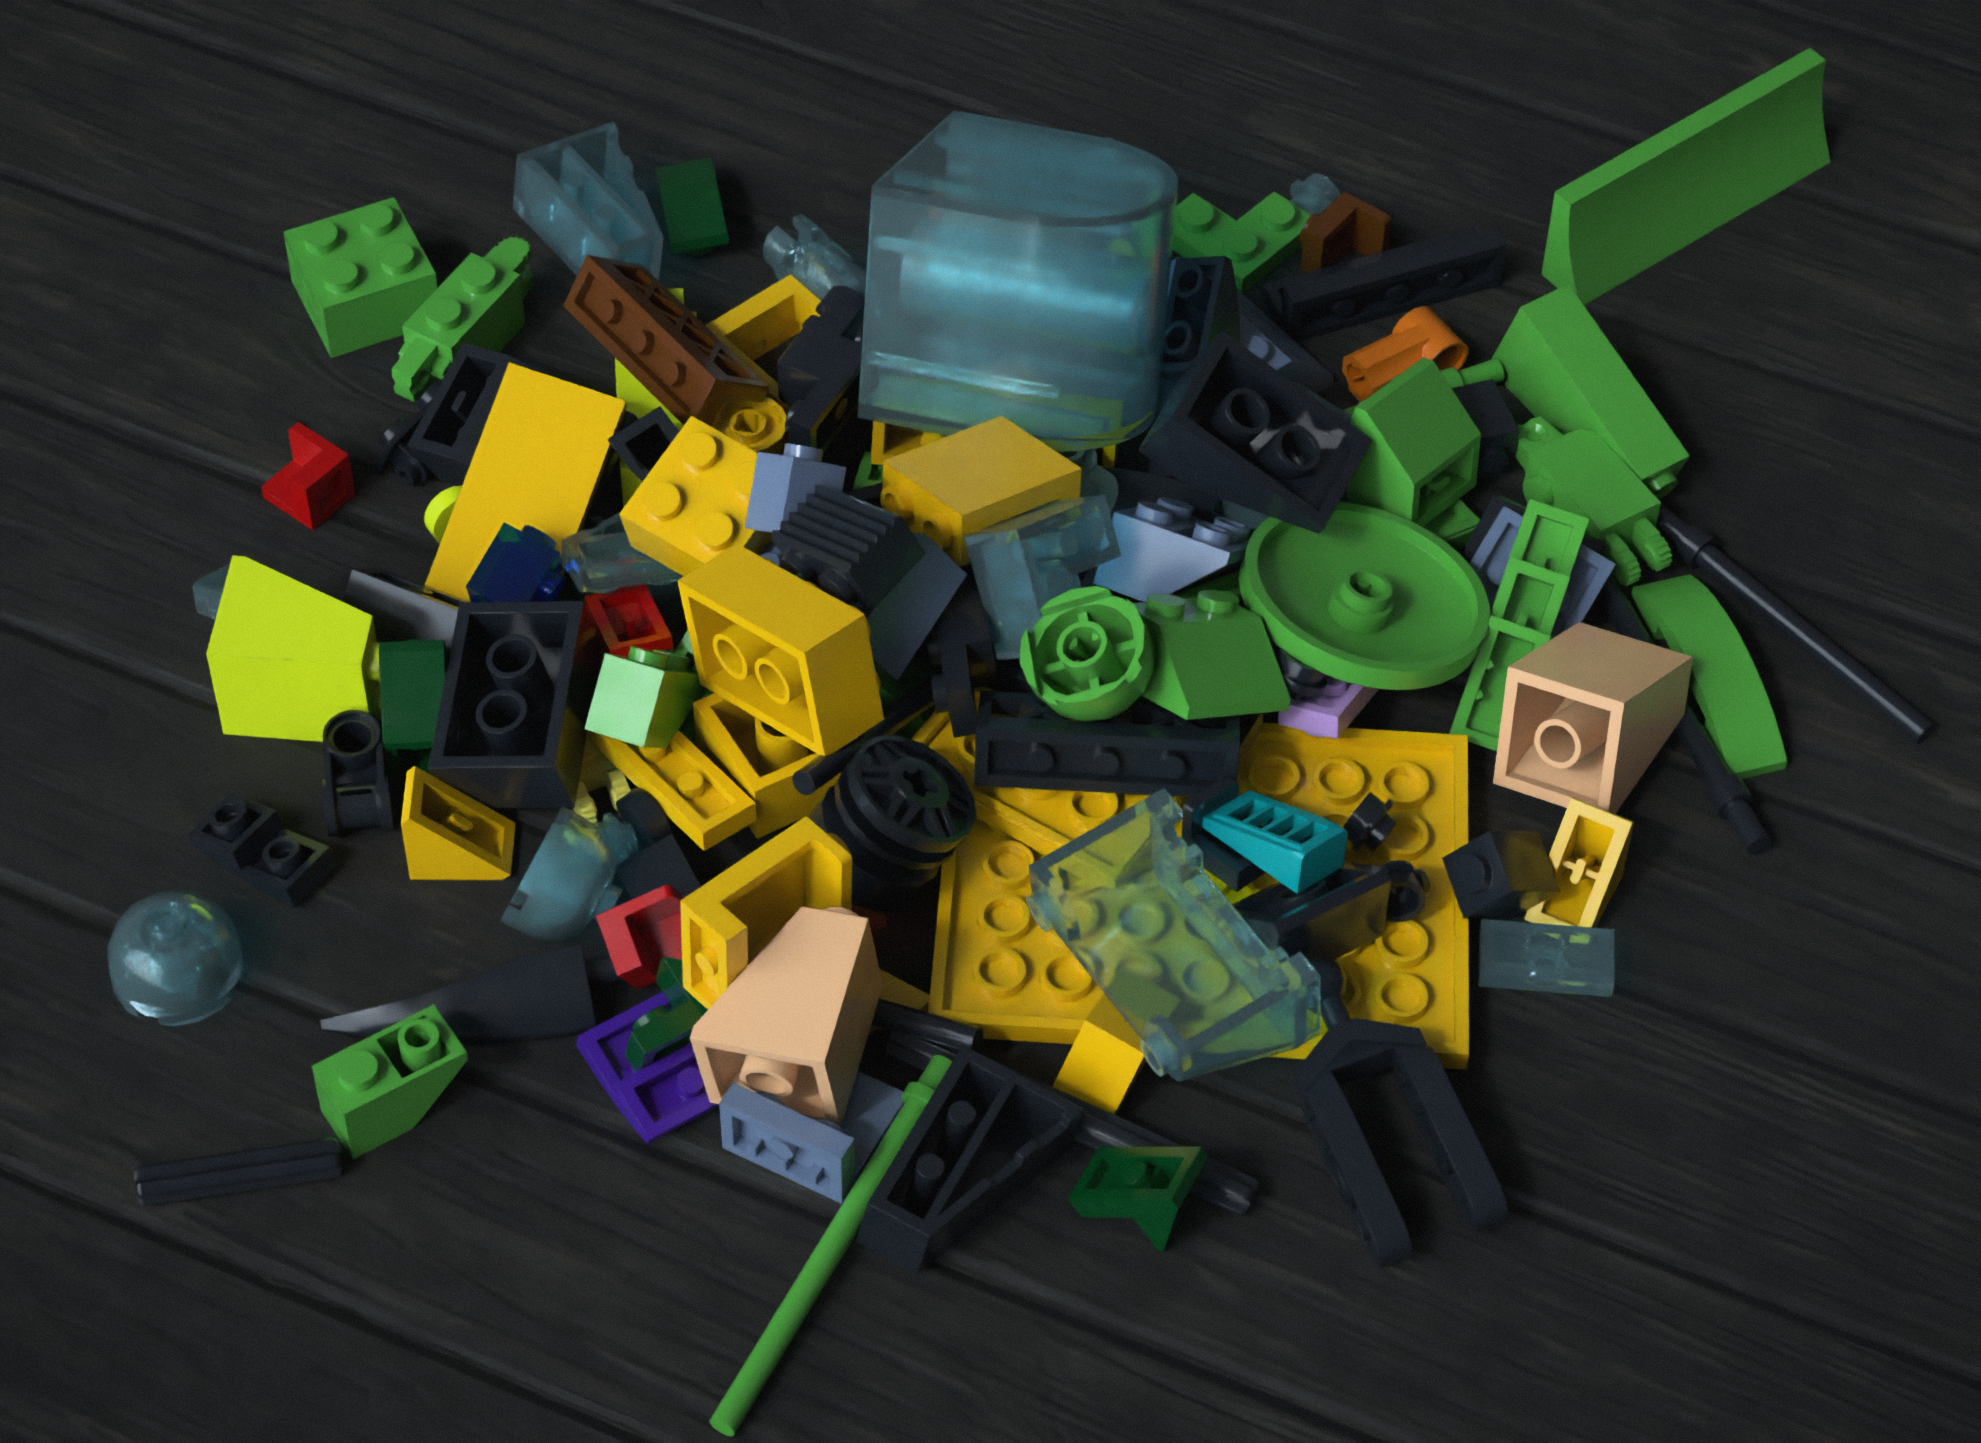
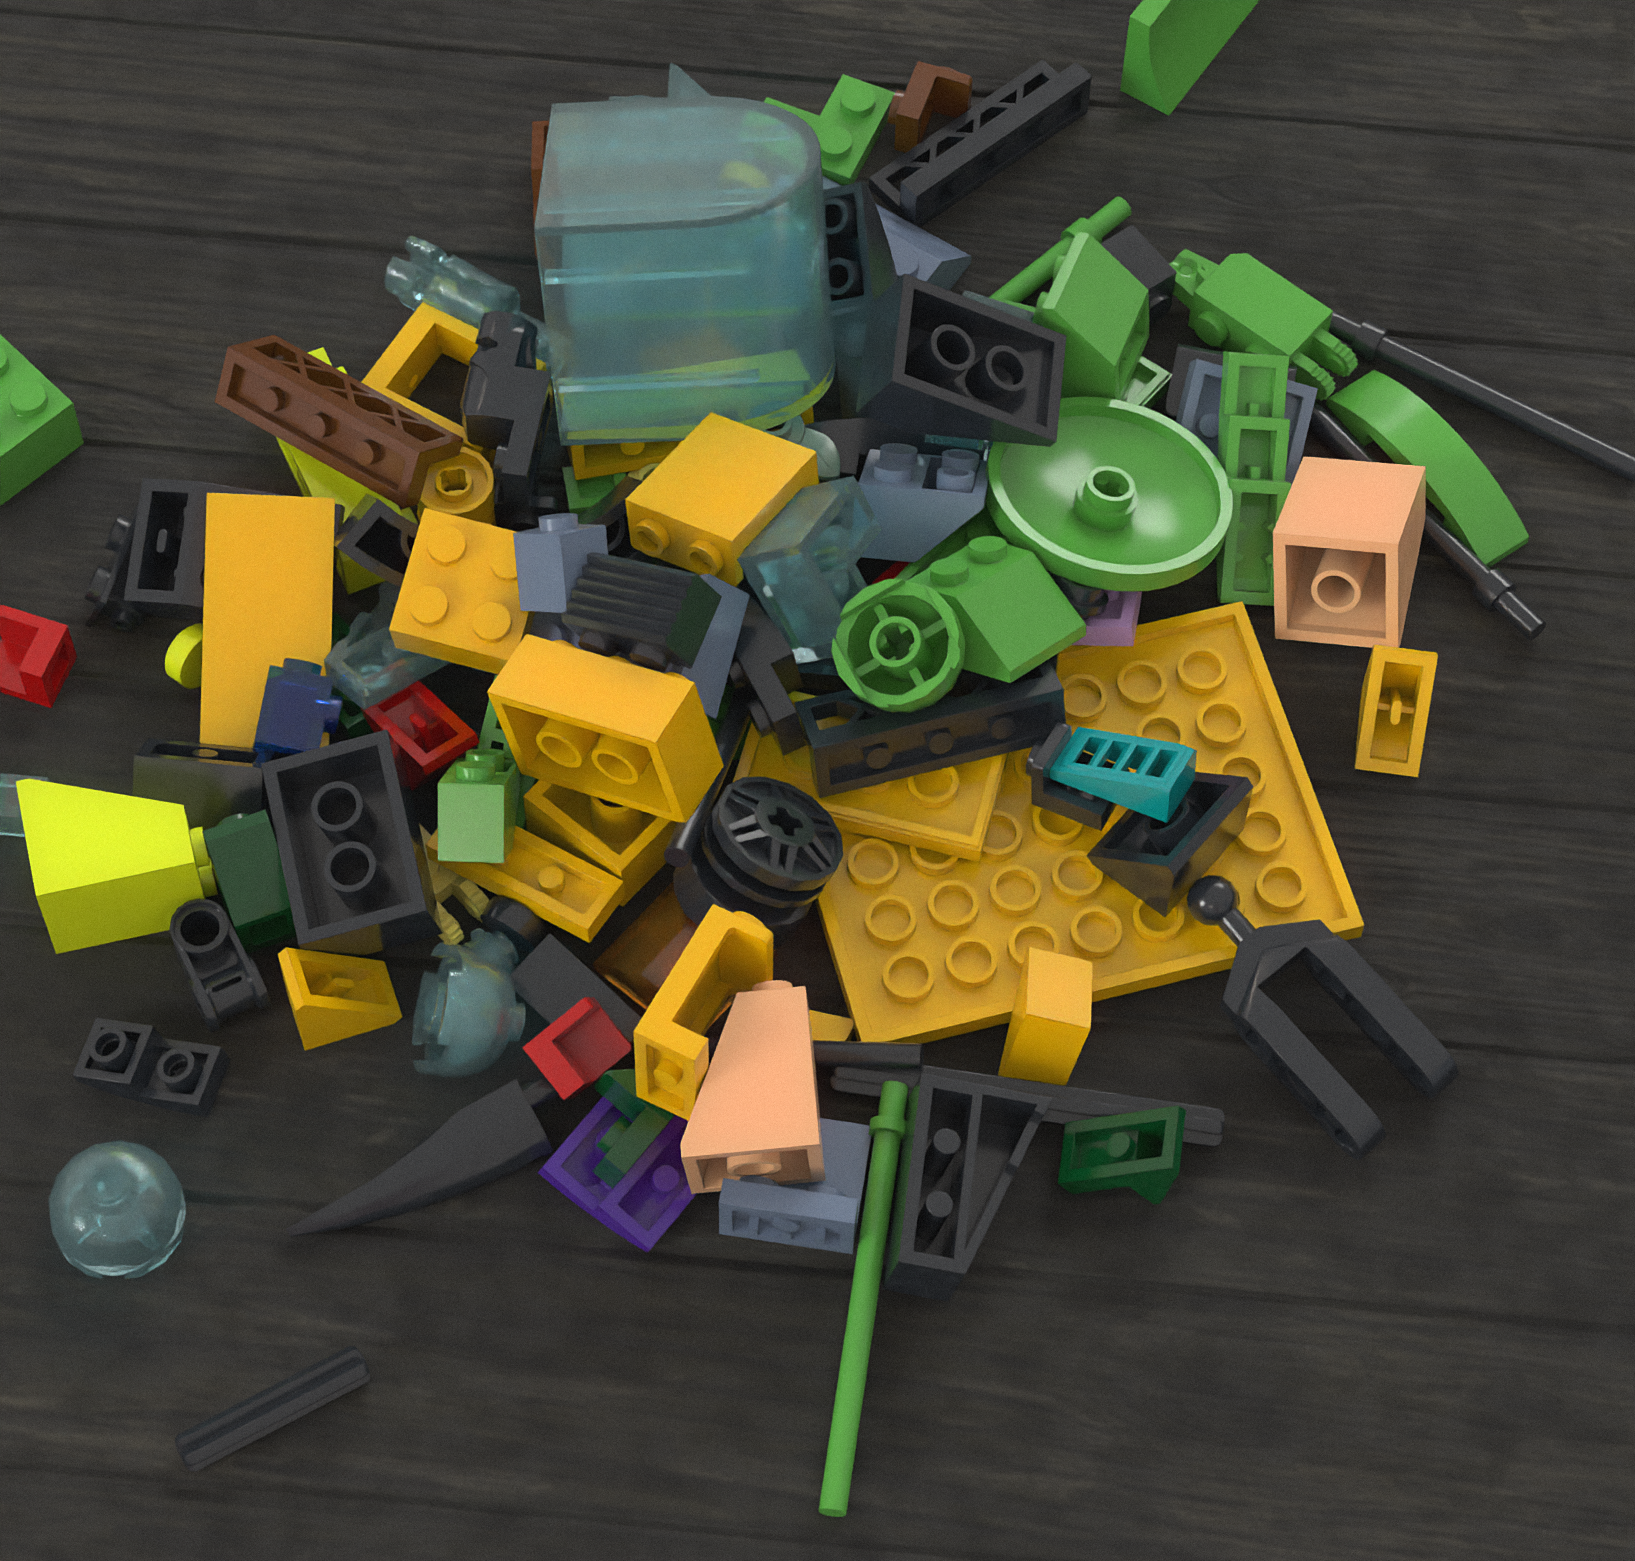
camera: 20 degrees left, 10 degrees up
(388, 1080) = (384, 1272): bright green slope -> none
(472, 306) = (116, 440): bright green hinge -> none
(586, 201) = (190, 282): clear light blue wedge -> none
(692, 207) = (287, 248): dark green slope -> none
(1172, 946) = (1077, 915): clear light blue windscreen -> none
(1313, 193) = (886, 69): clear light blue plate -> none
(1370, 823) = (1194, 722): black plate -> none
(1406, 891) = (1259, 775): black plate -> none
(1415, 336) = (1040, 209): orange piece -> none
(1500, 874) = (1329, 737): black brick -> none
(1546, 957) = (1392, 803): clear light blue plate -> none
(1576, 379) = (1215, 208): bright green slope -> none

